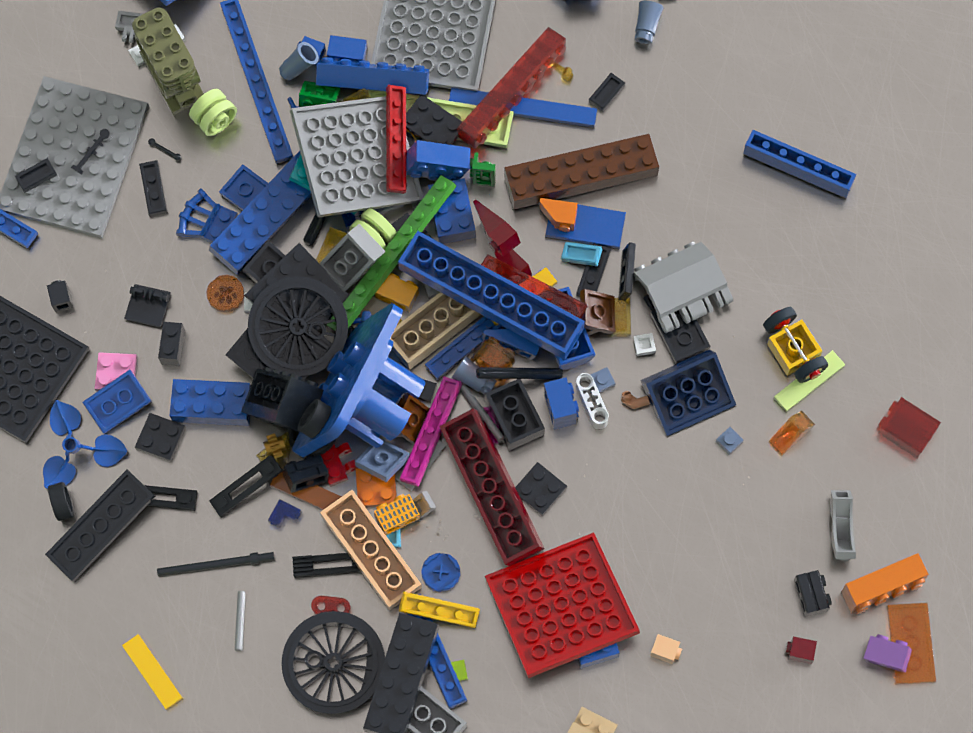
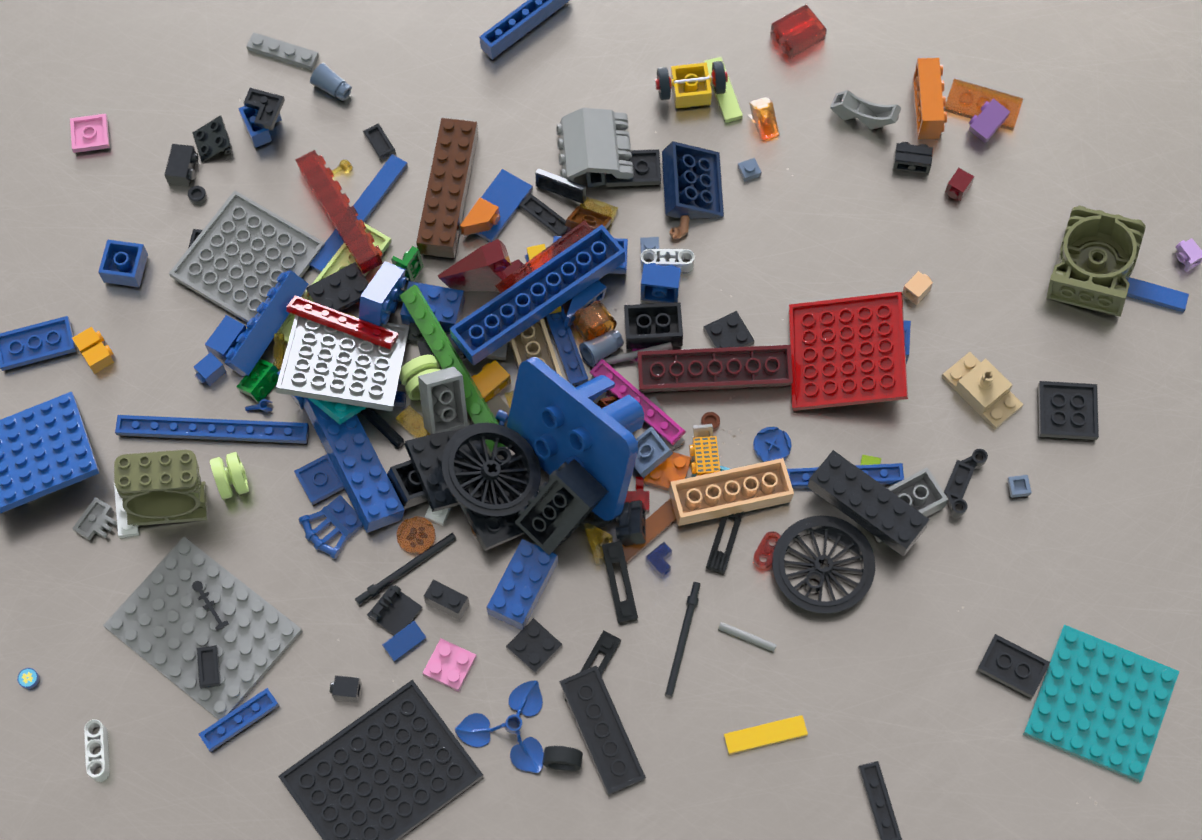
camera: 70 degrees left, 5 degrees down
(117, 401) = (482, 671): blue tile -> none
(122, 324) = (404, 641): none -> blue tile
(152, 142) = (226, 548): black hinge -> none
(153, 188) = (275, 563): black tile -> none
(160, 280) = (373, 590): none -> black bar
(274, 445) = (596, 536): pearl gold gear -> none
(301, 59) = (217, 380): sand blue plant -> none
(314, 418) = (611, 467): black tyre -> none
(439, 609) = (810, 455): yellow tile -> none
(443, 506) = (711, 418): none -> copper tile
(516, 373) = (619, 304): black axle -> none
(581, 254) = (524, 218): medium azure tile -> none
(644, 344) = (633, 200): white plate -> none

